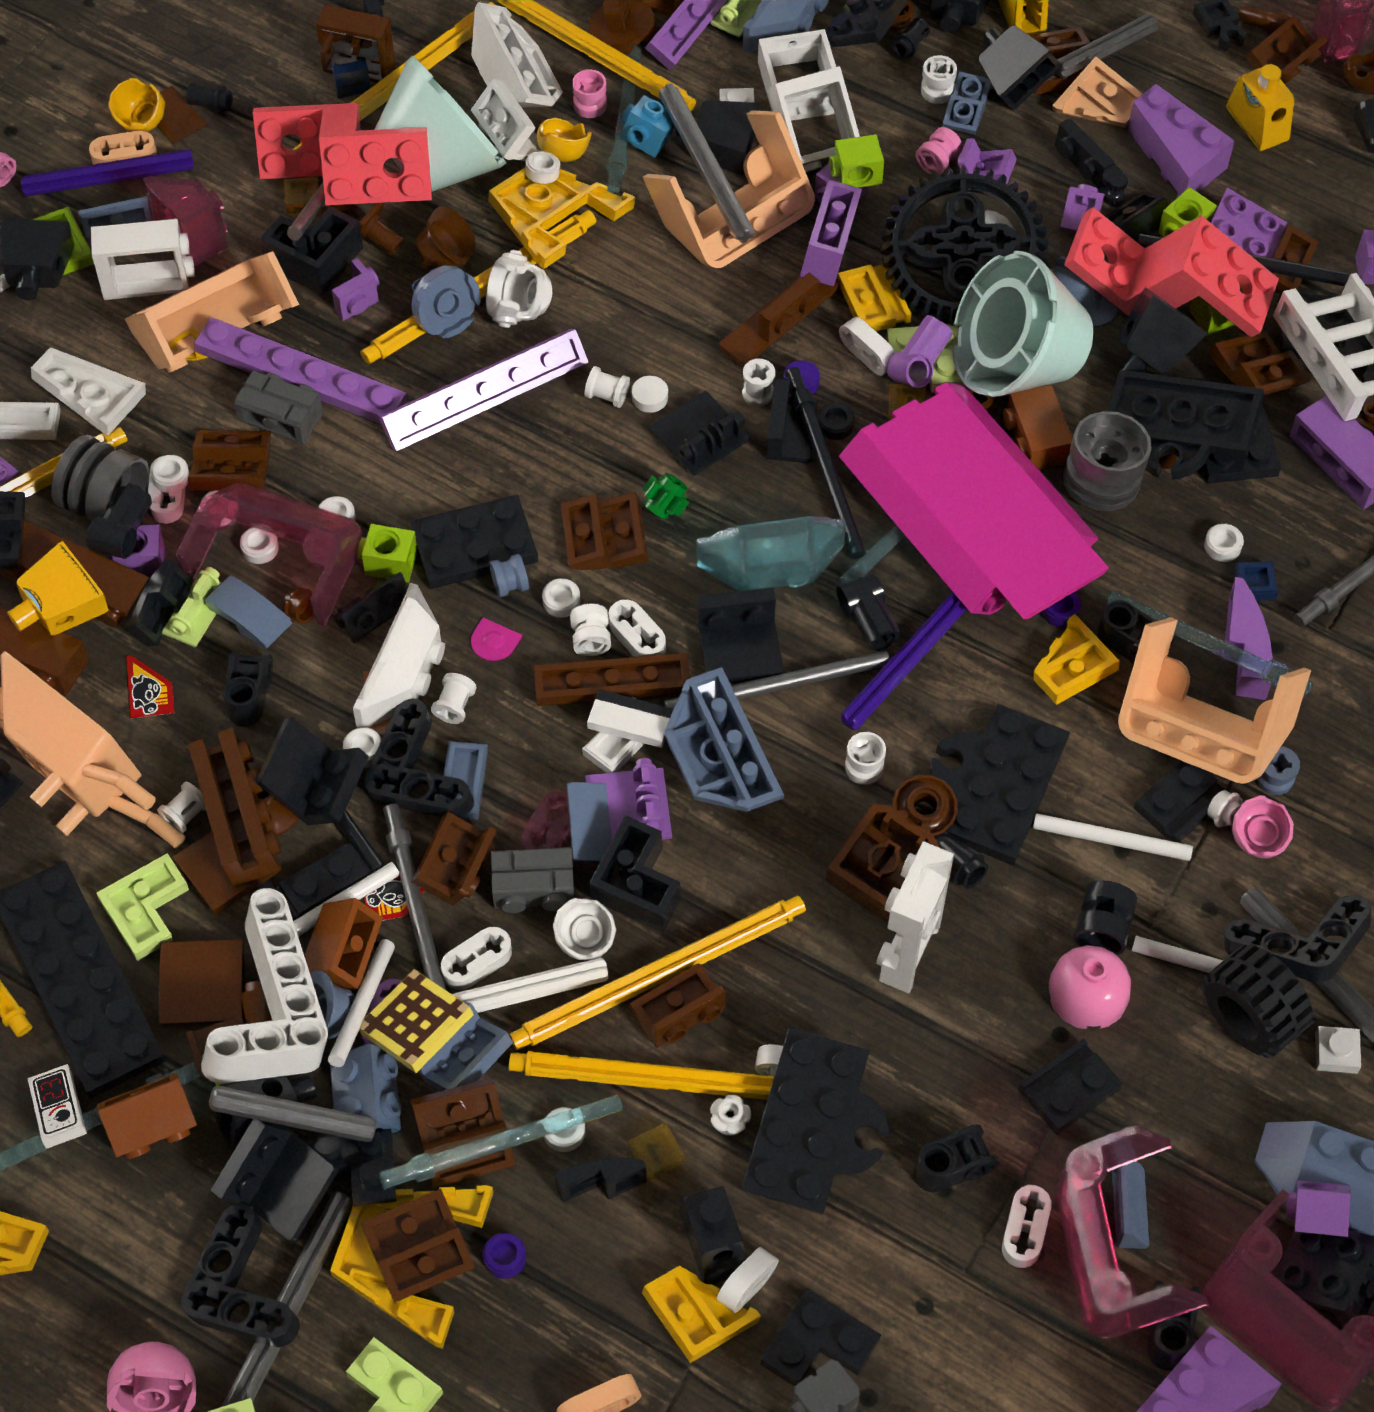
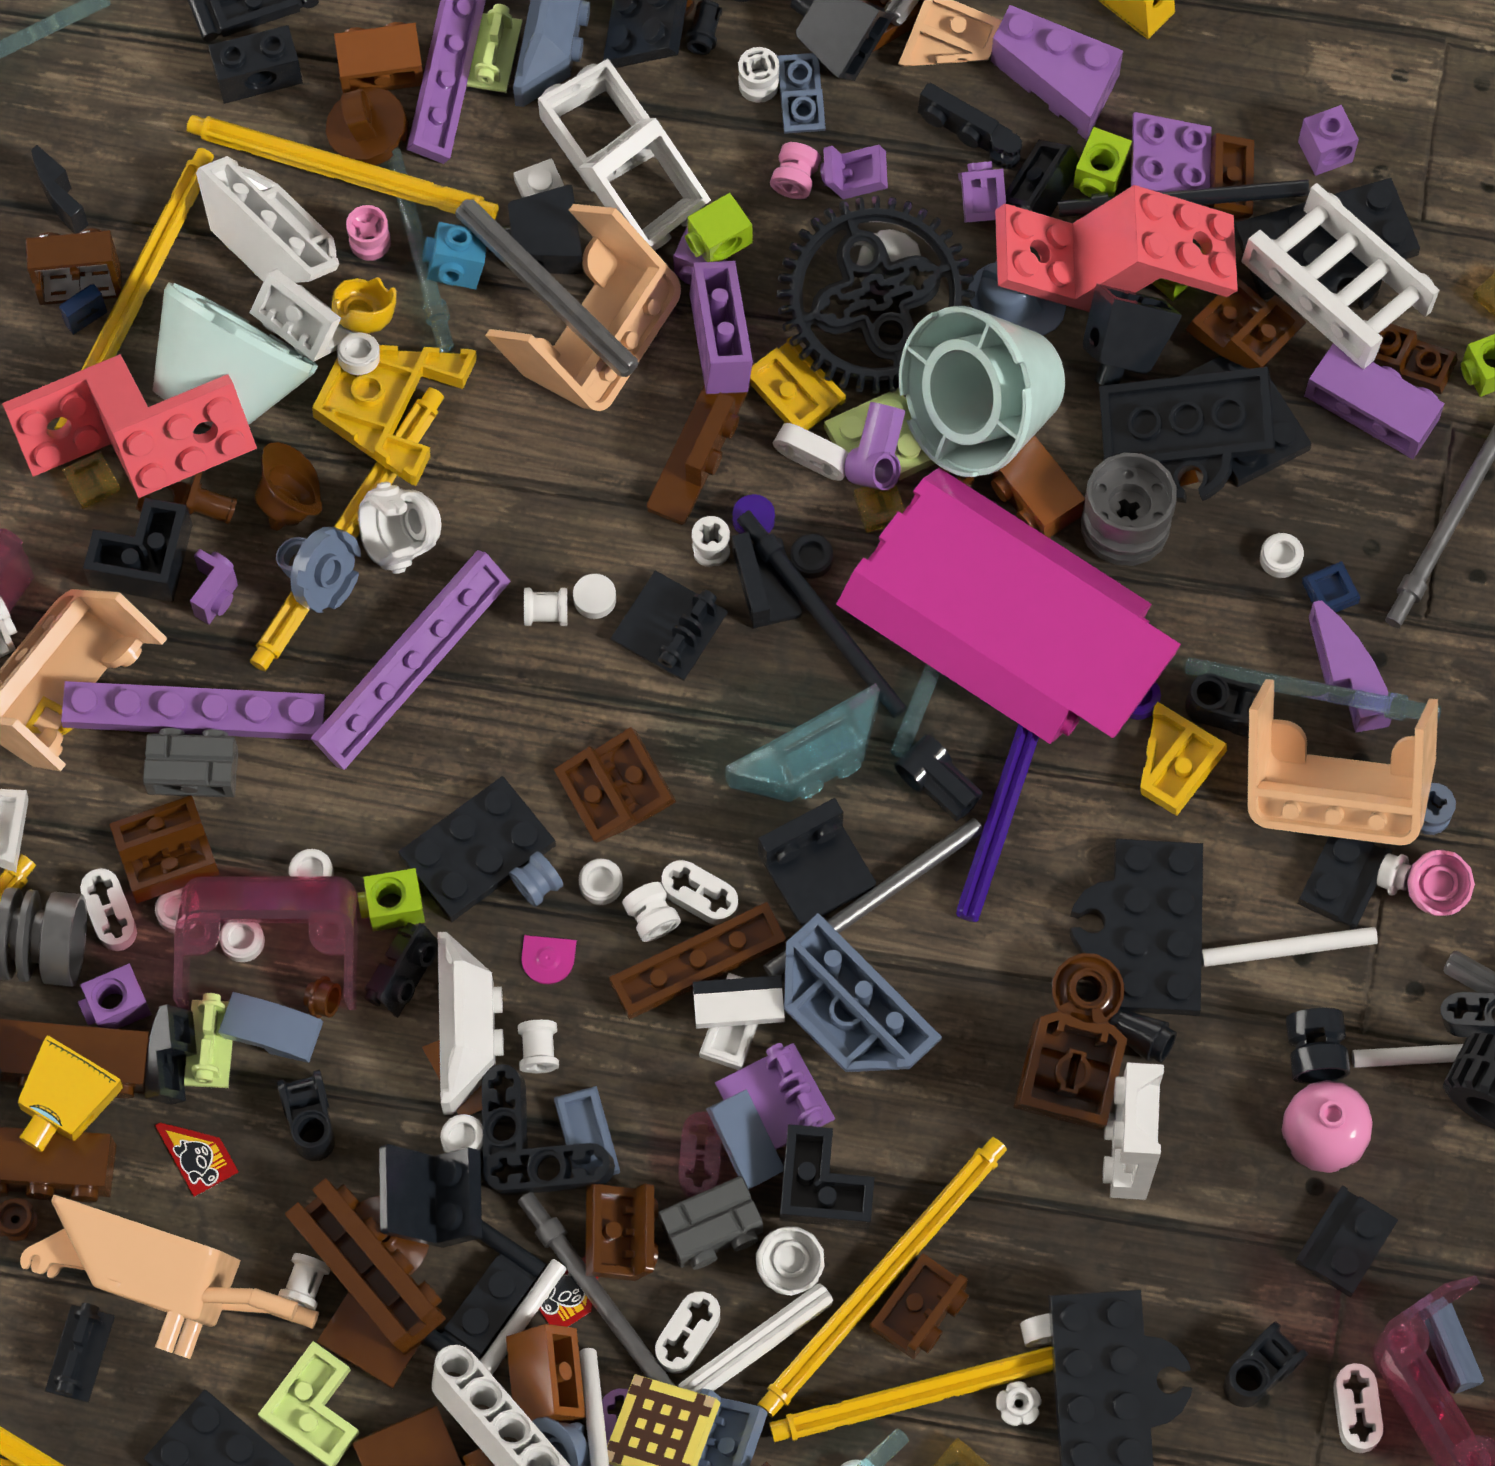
camera: 20 degrees left, 10 degrees up
(117, 529) = (91, 993): black piece -> none
(170, 473) = (109, 894): white tile -> none
(307, 214) = (122, 509): flat silver bar -> none
(665, 495) = (667, 720): green gear -> none
(861, 750) = (1004, 945): white wheel -> none

